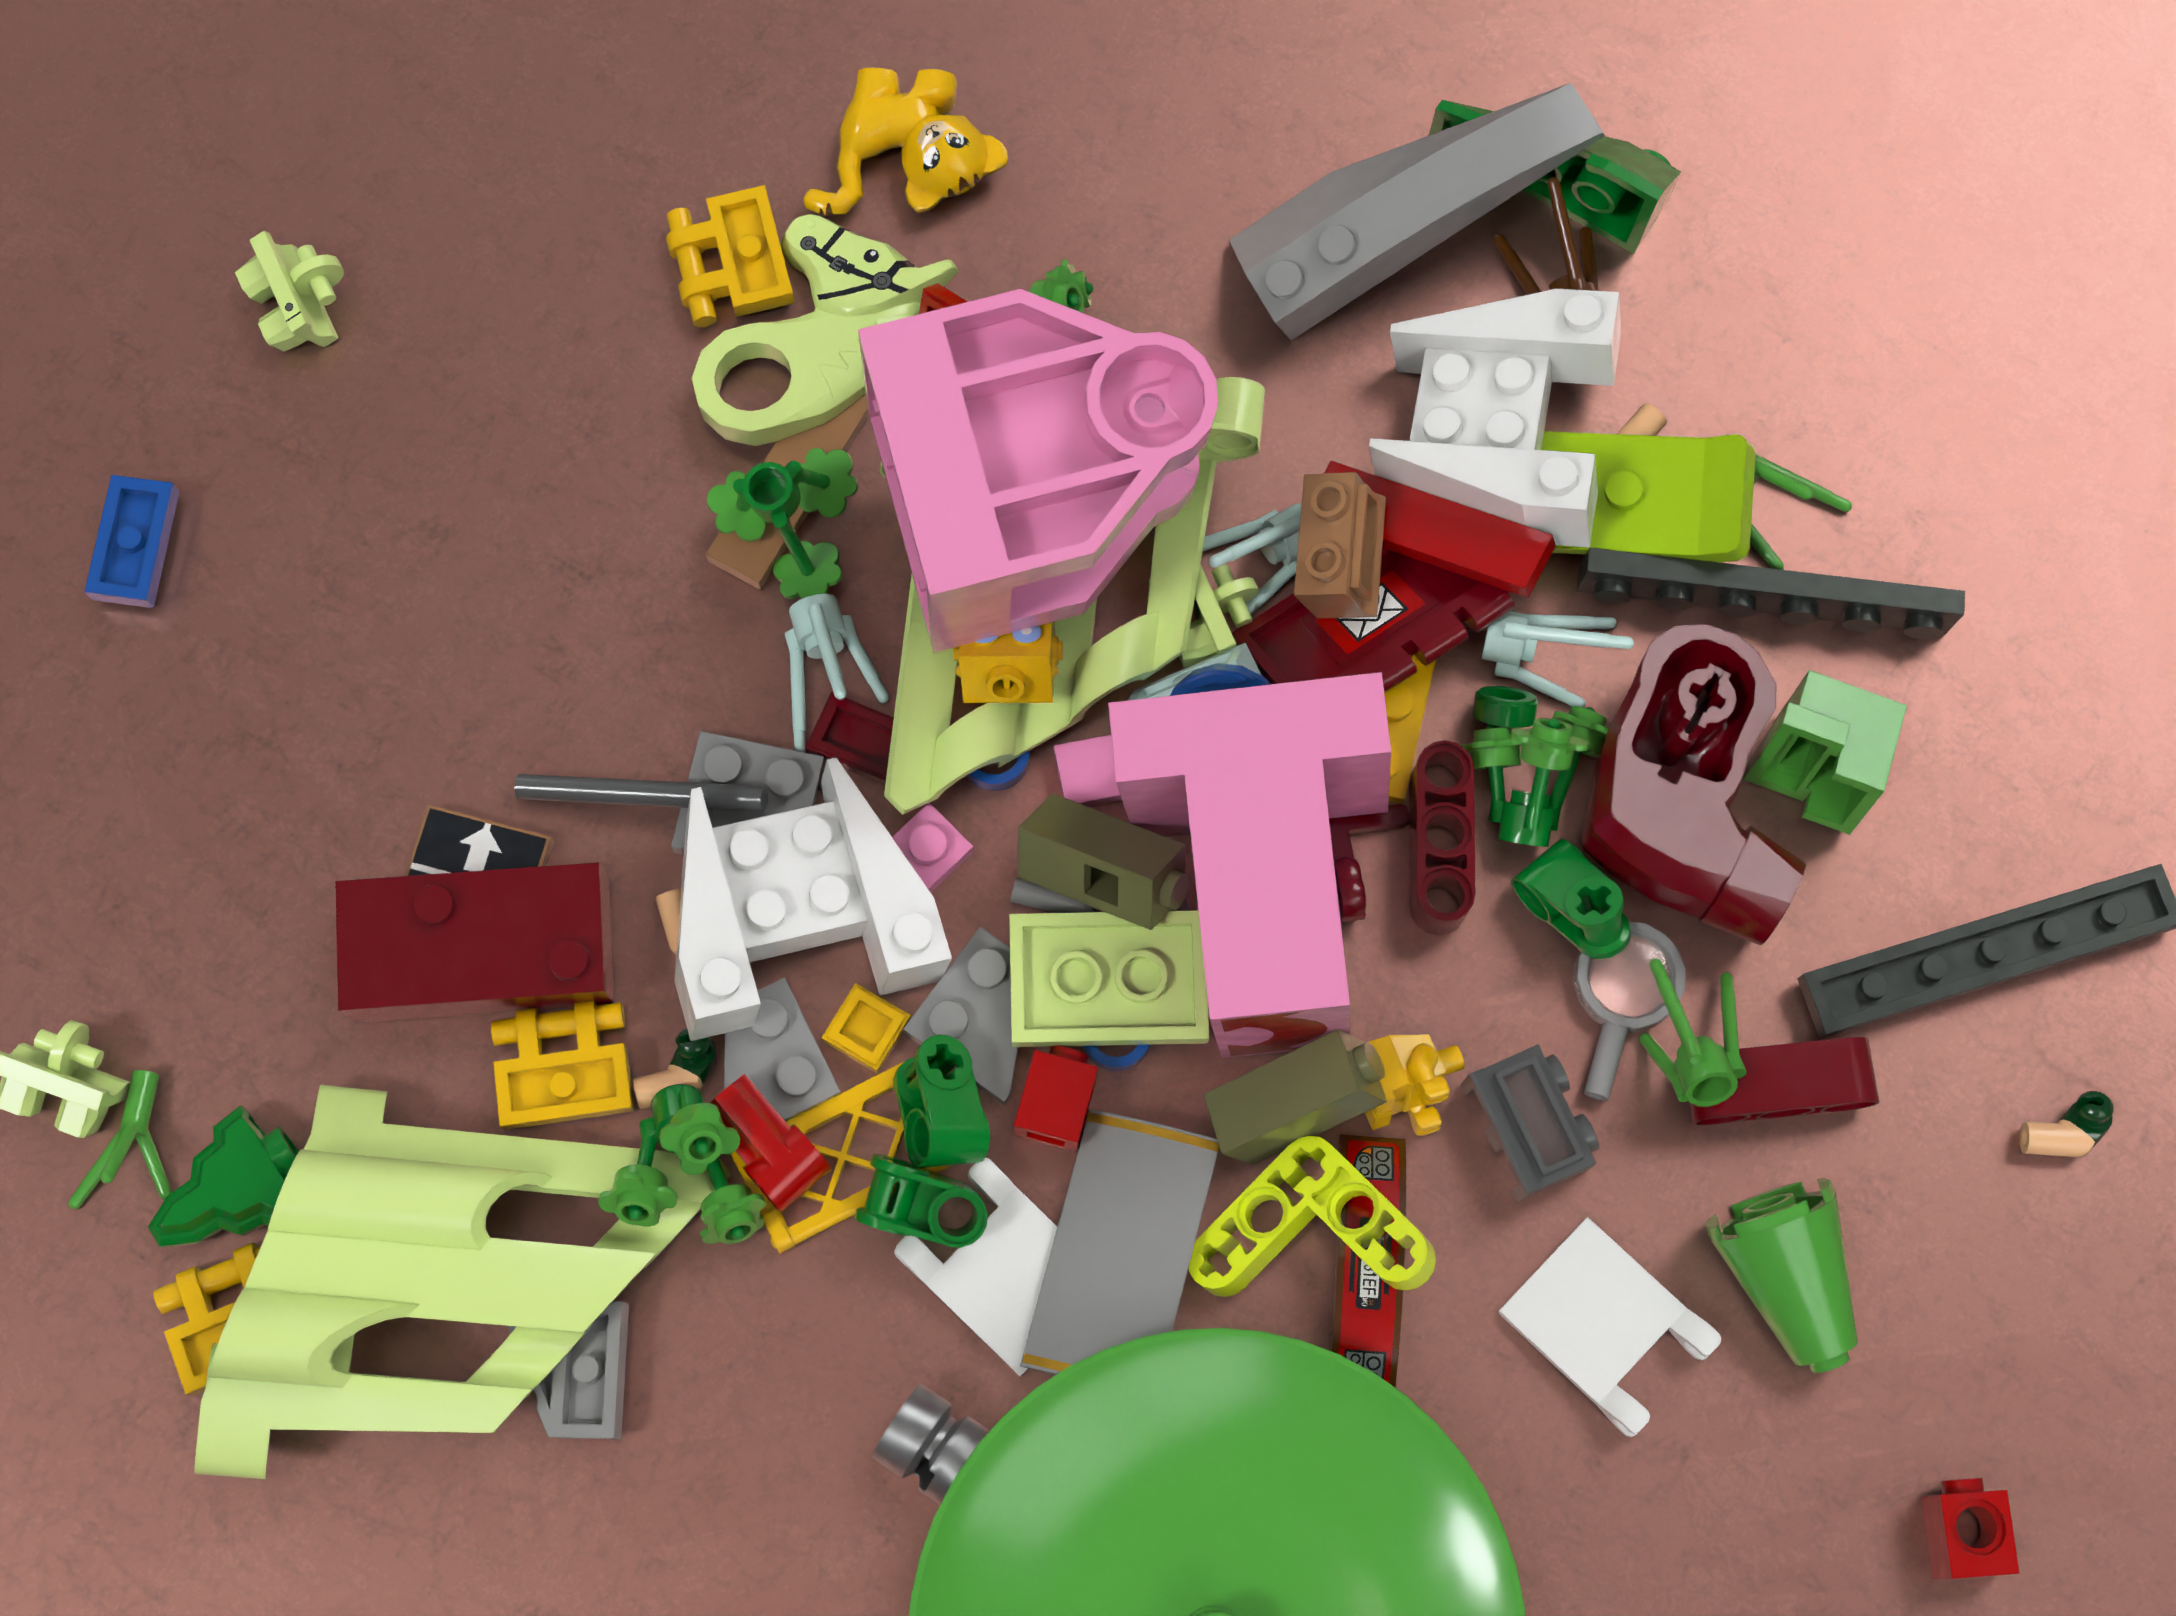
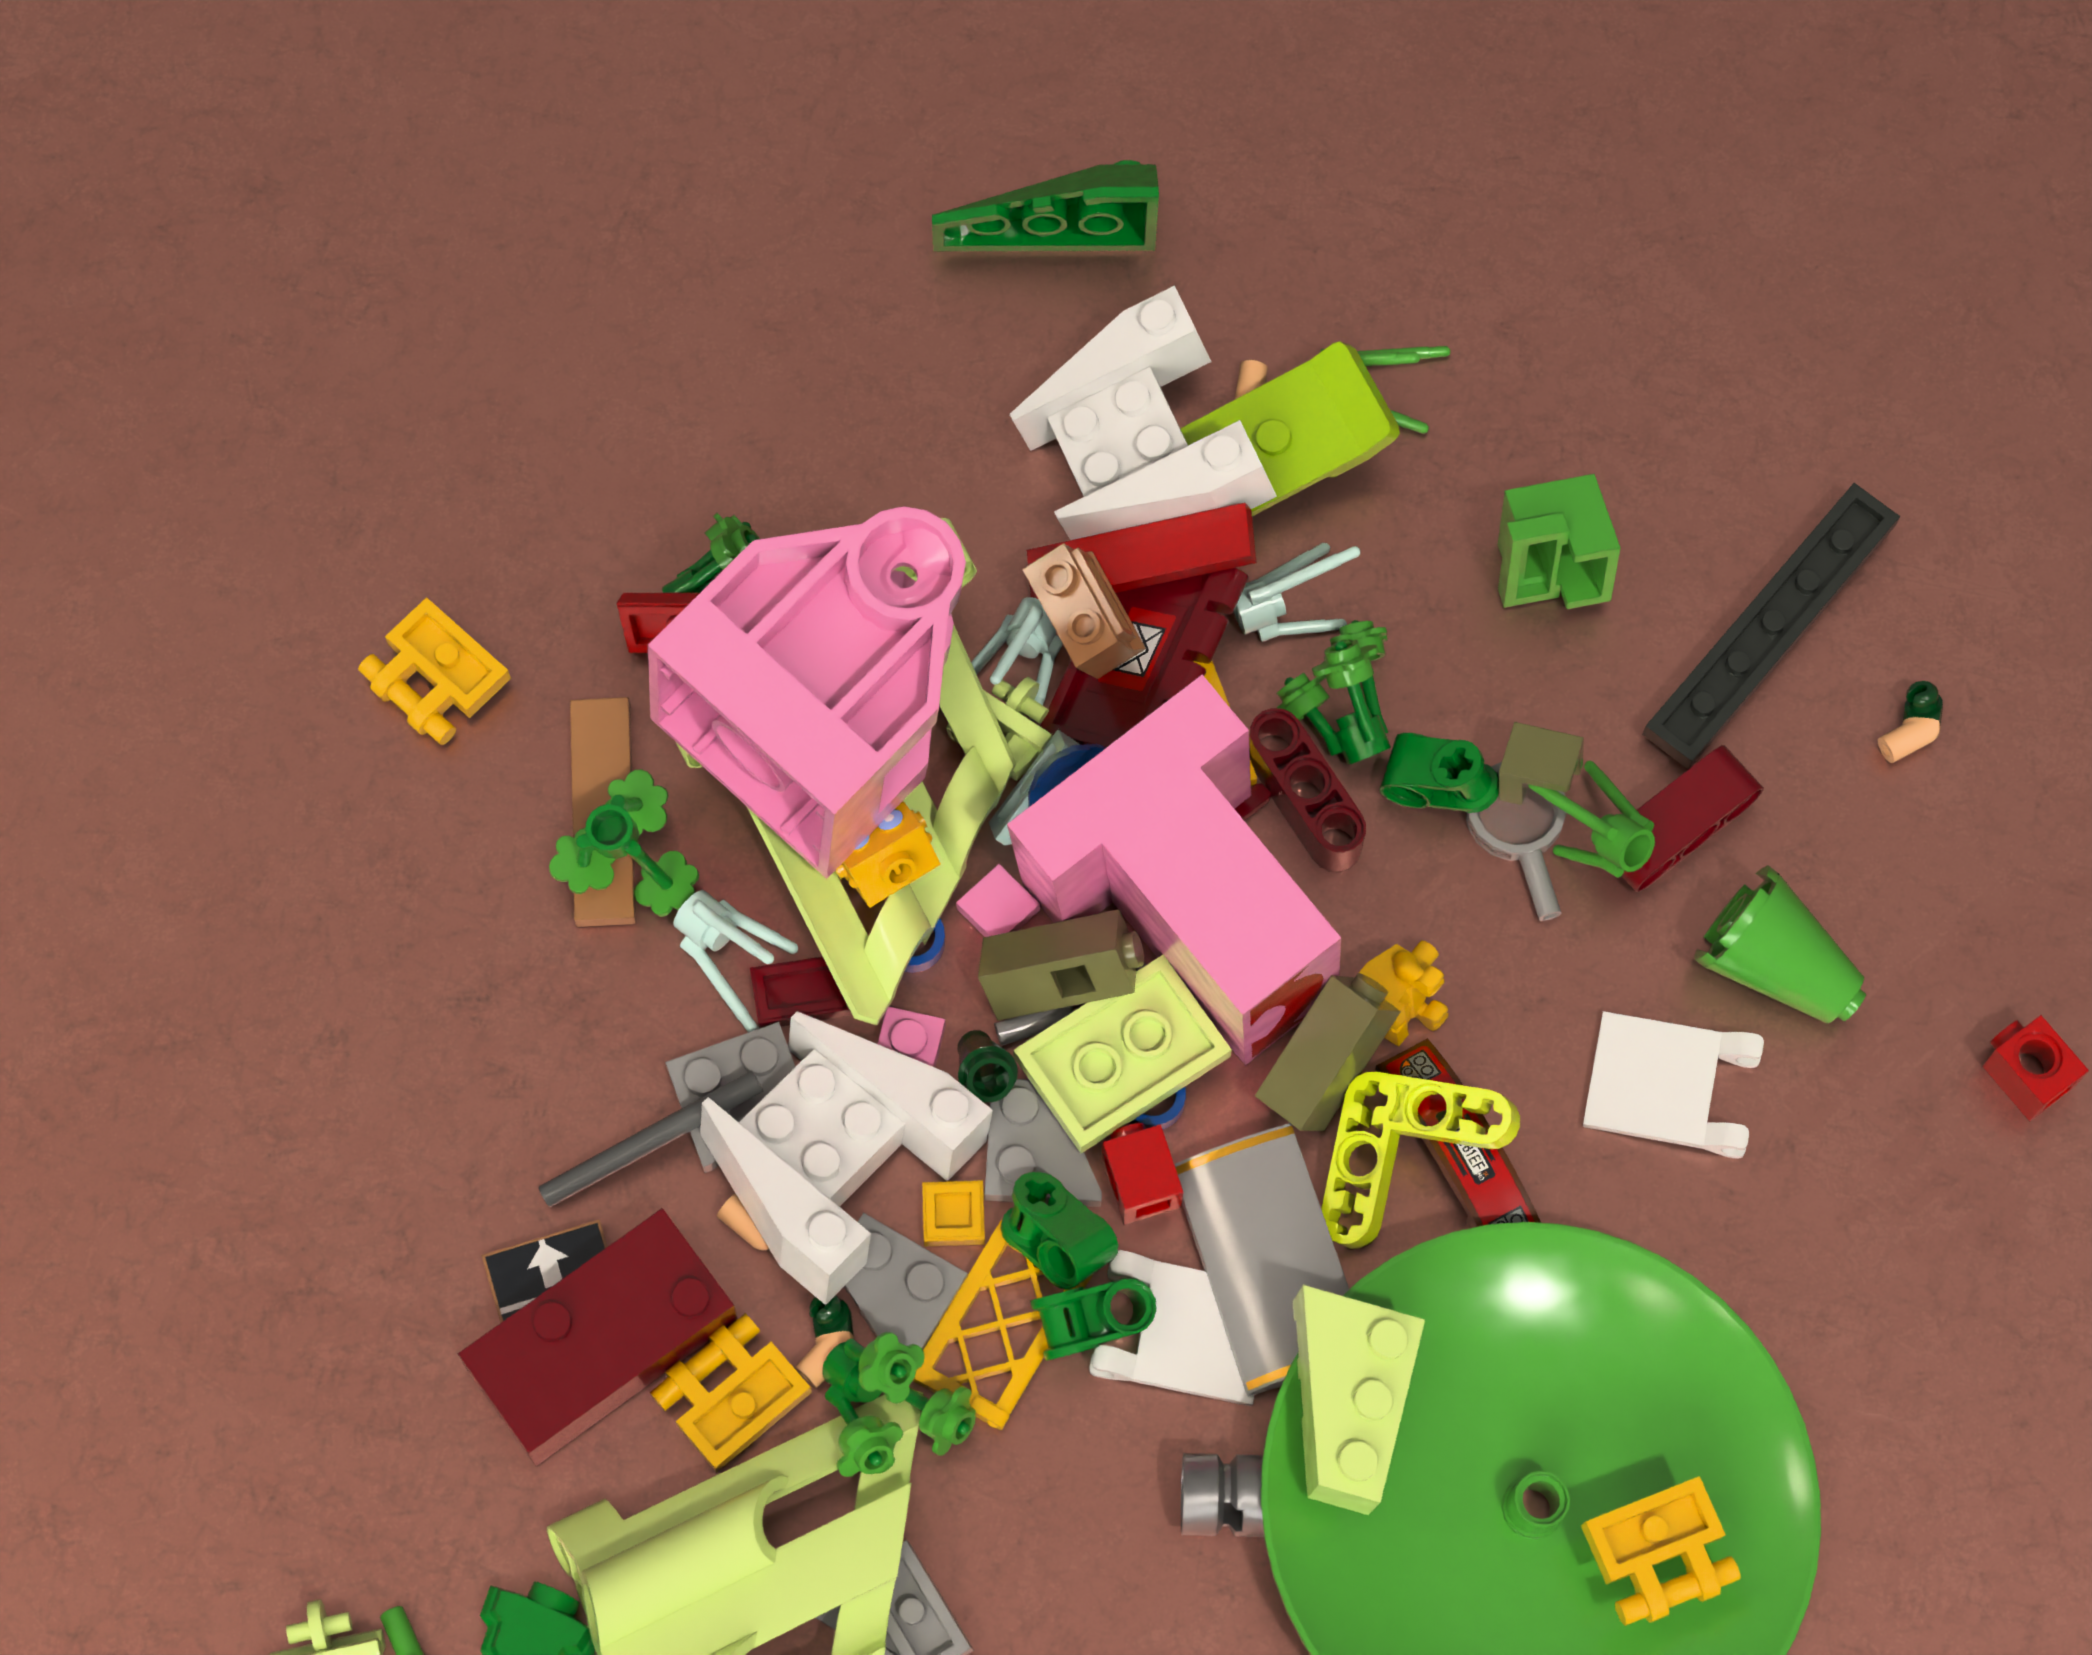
camera: 30 degrees left, 5 degrees down
(132, 541) = (87, 1195): blue plate -> none
(301, 287) = (62, 903): yellowish green hips -> none
(775, 1154) = (954, 1350): red piece -> none
(852, 288) = (577, 691): yellowish green animal -> none
(939, 151) = (553, 489): yellow animal -> none
(974, 913) = (985, 1067): none -> dark green cone
(1099, 1437) = (1353, 1391): none -> yellowish green wedge
(1401, 204) = (954, 316): light grey wedge -> none
(1505, 706) = (1288, 659): green tile -> none
(1533, 1120) = (1516, 961): dark grey window -> none
(1575, 279) = (1111, 271): reddish brown plant -> none
(1671, 776) = (1453, 634): dark red piece -> none
(1675, 945) = (1538, 759): none -> olive panel
(1793, 595) = (1416, 458): pearl dark grey plate -> none

